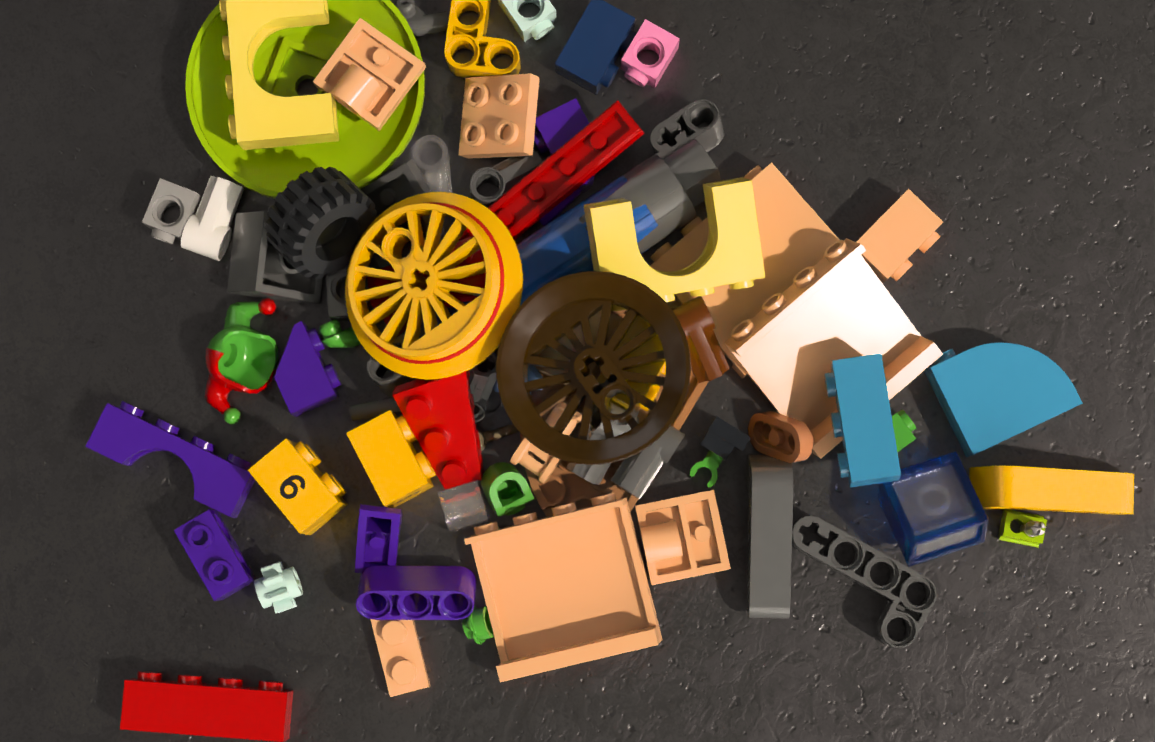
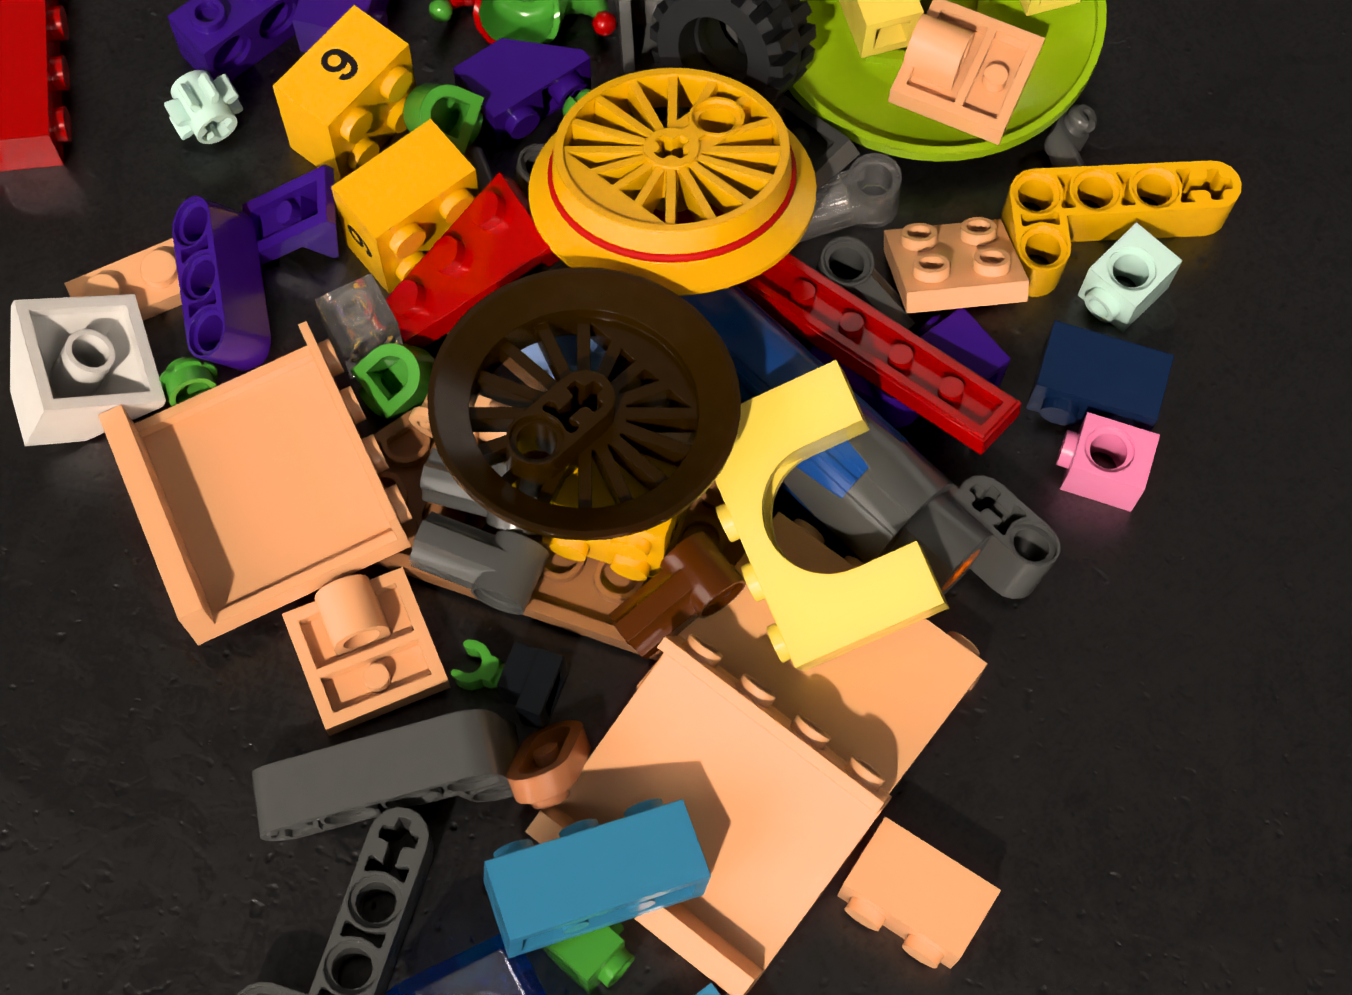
camera: 70 degrees right, 15 degrees down
(325, 426) = (450, 109): none -> bright green plate
(459, 690) = (77, 362): none -> white slope

